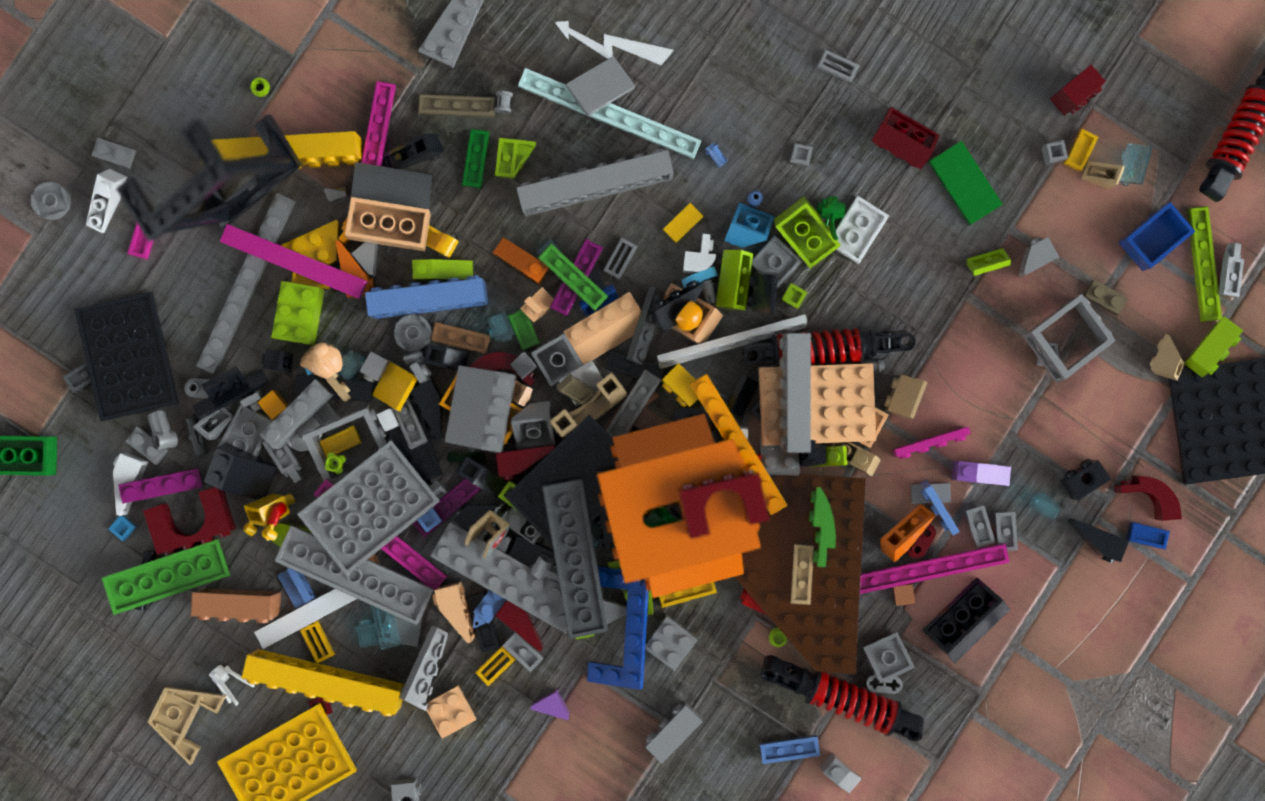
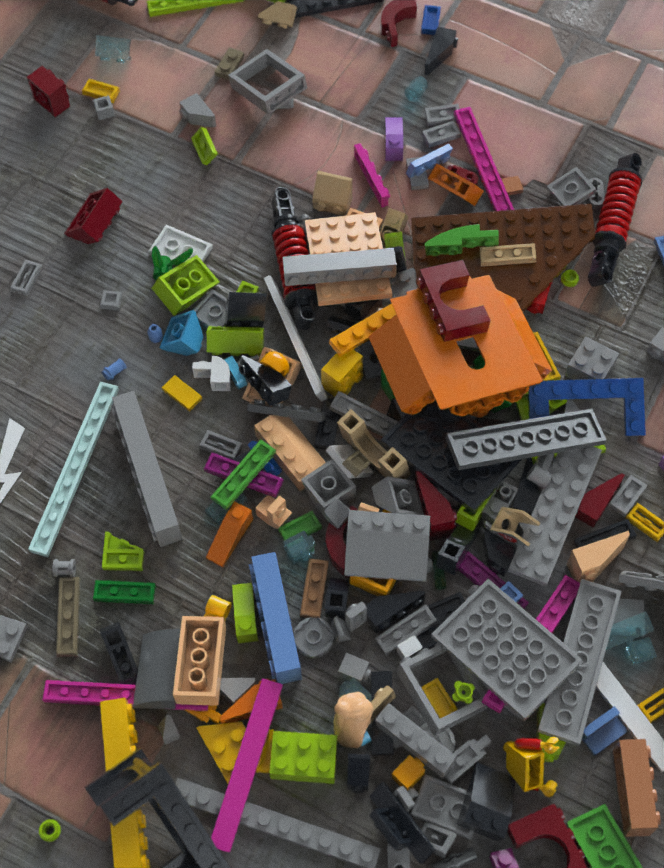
camera: 90 degrees left, 25 degrees down
(395, 386) = (373, 644): yellow tile -> none
(487, 608) = (588, 530): medium blue plate -> none
(600, 86) = (47, 475): light grey tile -> none
(965, 183) = (134, 170): green tile -> none
(966, 619) = (526, 136): black slope -> none
(1095, 478) = (389, 63): black brick -> none
(1103, 174) = (122, 70): tan slope -> none
(1156, 236) = (175, 29): blue piece -> none

